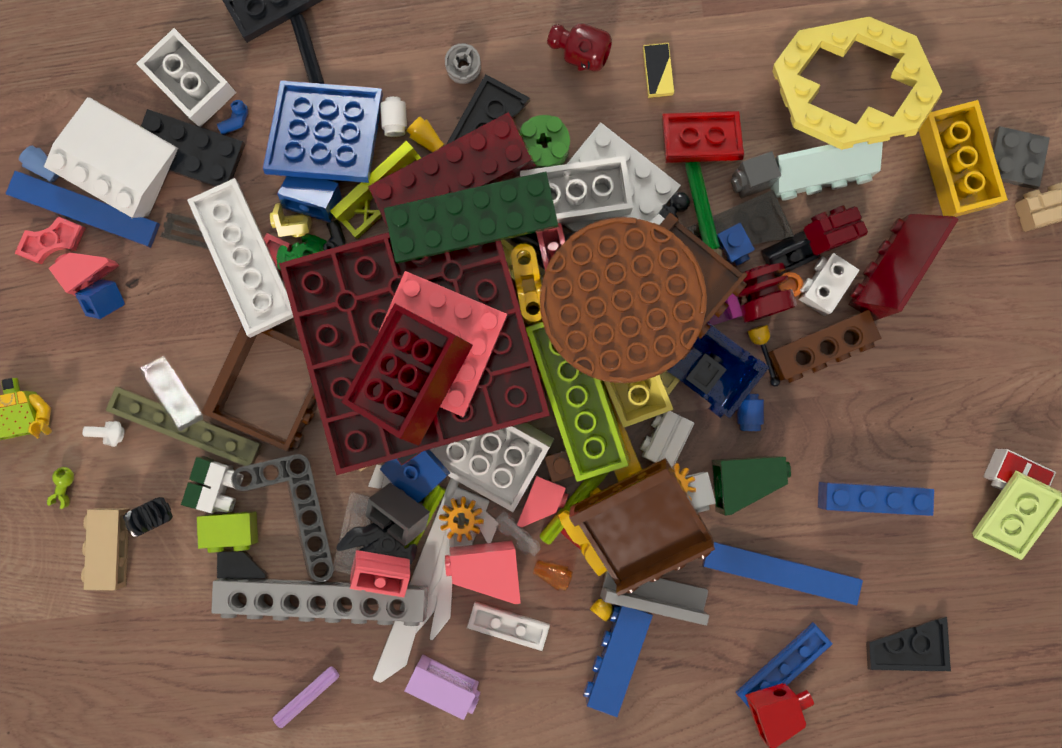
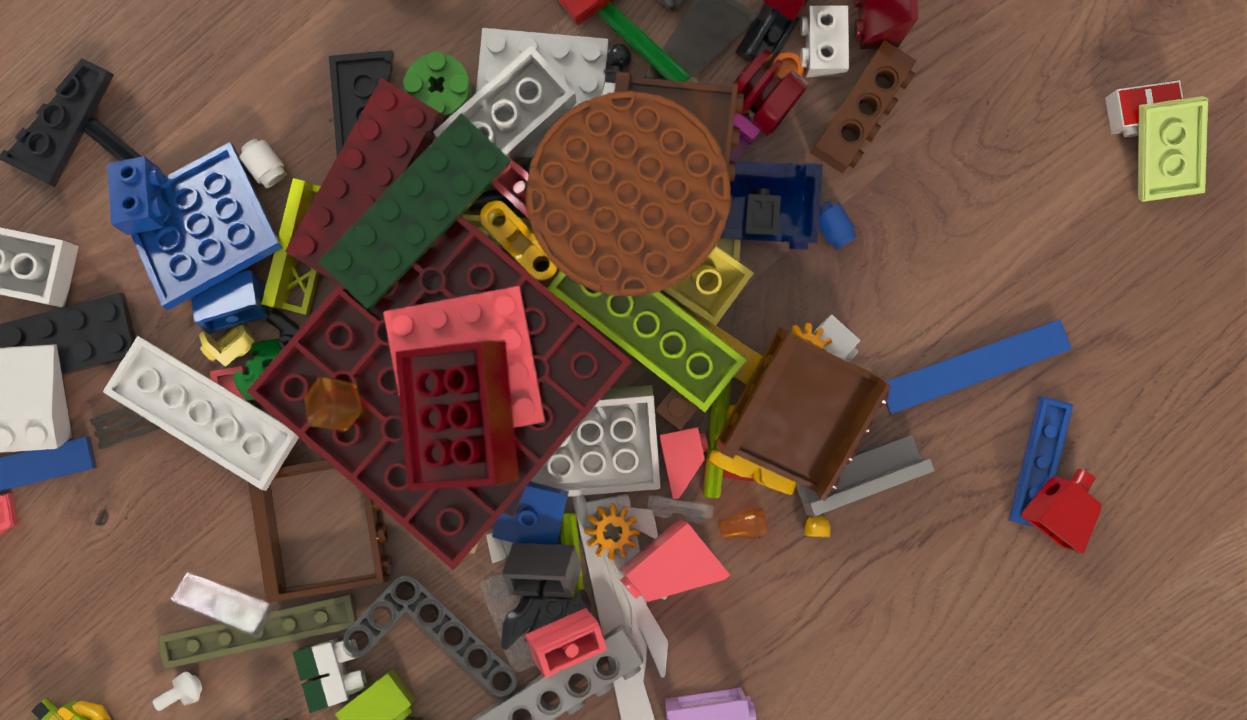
camera: 40 degrees left, 0 degrees up
(80, 270) = (39, 541): coral slope -> none
(100, 299) = (79, 556): blue panel -> none
(237, 118) = (98, 274): blue arm -> none
(295, 83) = (136, 195): none -> blue brick
(330, 310) = (332, 404): none -> clear orange panel
(424, 134) = (307, 160): yellow cone -> none
(466, 53) = (308, 69): light grey wheel -> none
(508, 626) = (733, 609): white tile -> none
(617, 659) = (867, 566): blue brick -> none
(667, 438) = (767, 307): white brick -> none
(735, 244) = (705, 62): blue bracket -> none
(747, 480) = (876, 296): dark green slope -> none
(760, 336) = (793, 140): hinge -> none
(876, 498) = (1018, 228): blue brick -> none
(912, 649) = (1156, 355): black wing -> none

